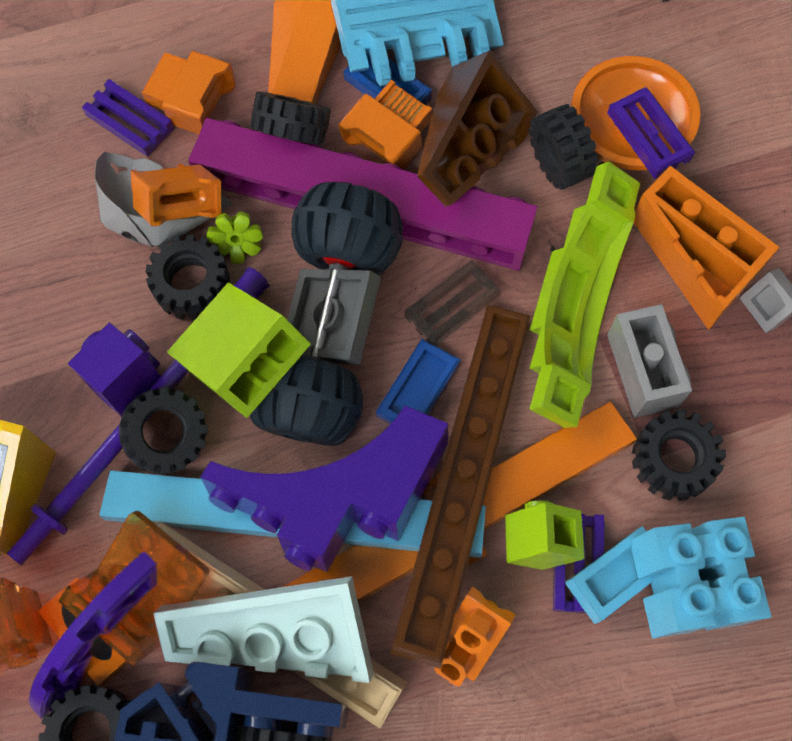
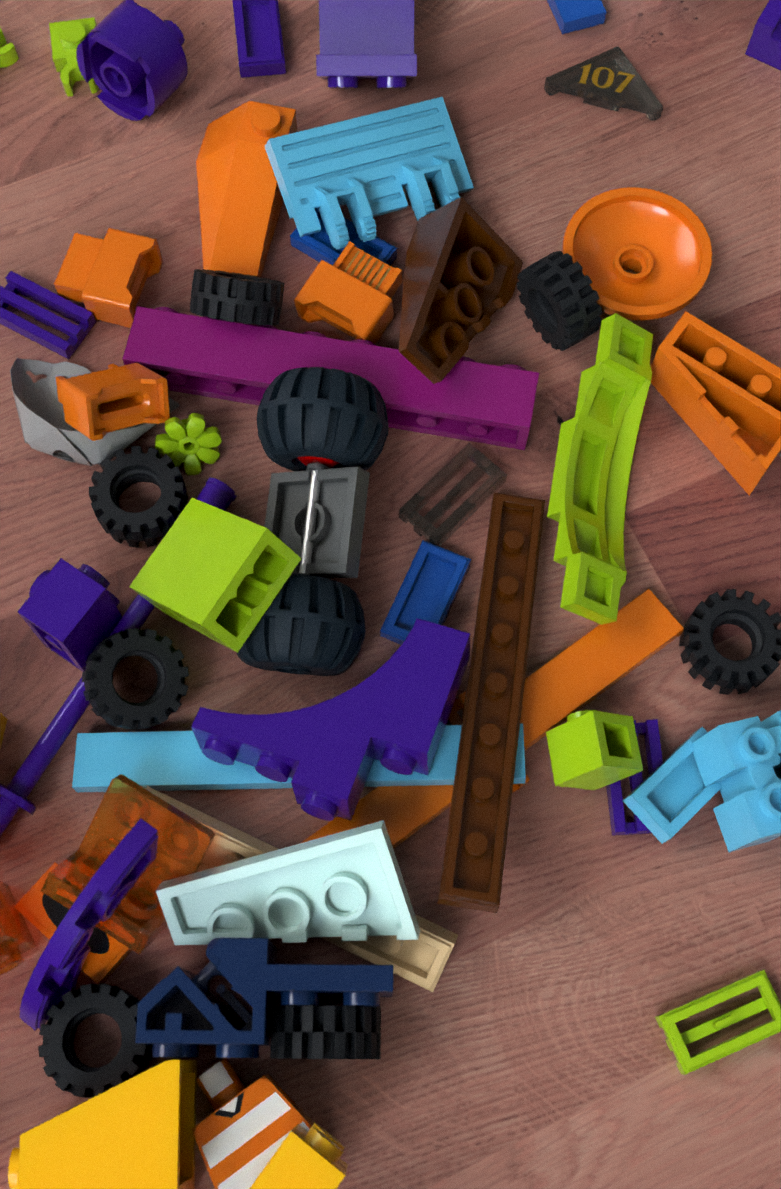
camera: 10 degrees left, 0 degrees up
(473, 637) = (529, 874): orange hips -> none
(643, 134) = (651, 279): dark purple tile -> none
(649, 361) = (687, 538): light grey brick -> none

